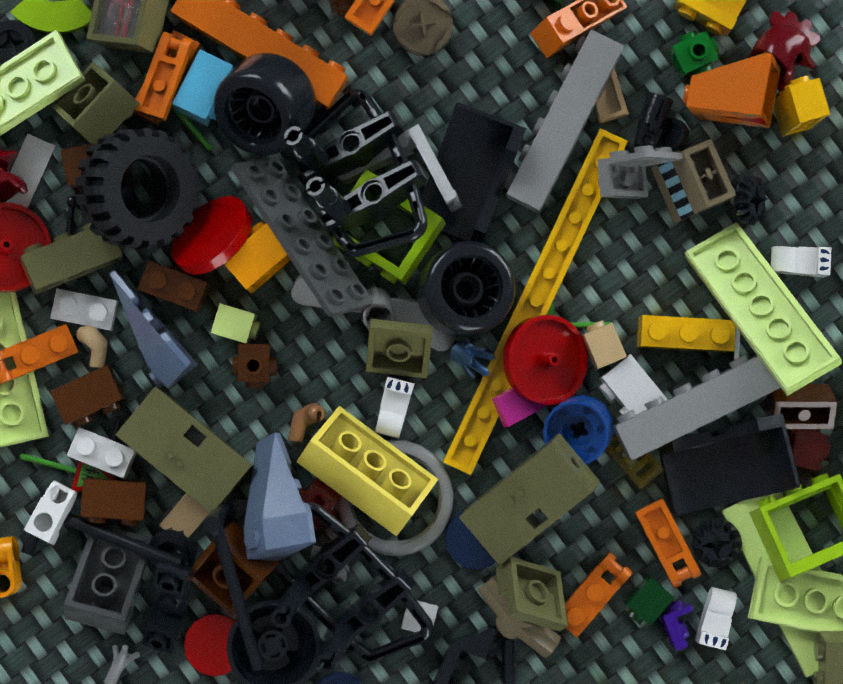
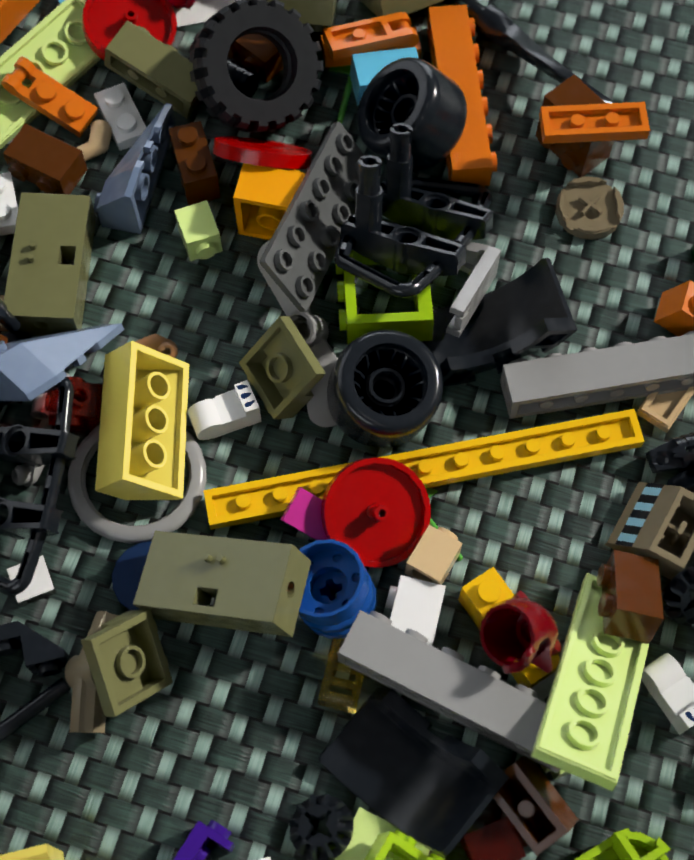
camera: 55 degrees right, 20 degrees down
(246, 356) = (173, 267): reddish brown brick -> none
(465, 353) = (324, 440): flat silver piece -> none
(594, 593) = (171, 736): orange plate -> none
(625, 174) = (620, 453): light grey bracket -> none
(647, 601) = (205, 797): dark green brick -> none
(667, 542) = (283, 773): orange plate -> none
(703, 336) = (520, 633): none -> dark red piece
(726, 243) = (630, 596): none -> reddish brown brick

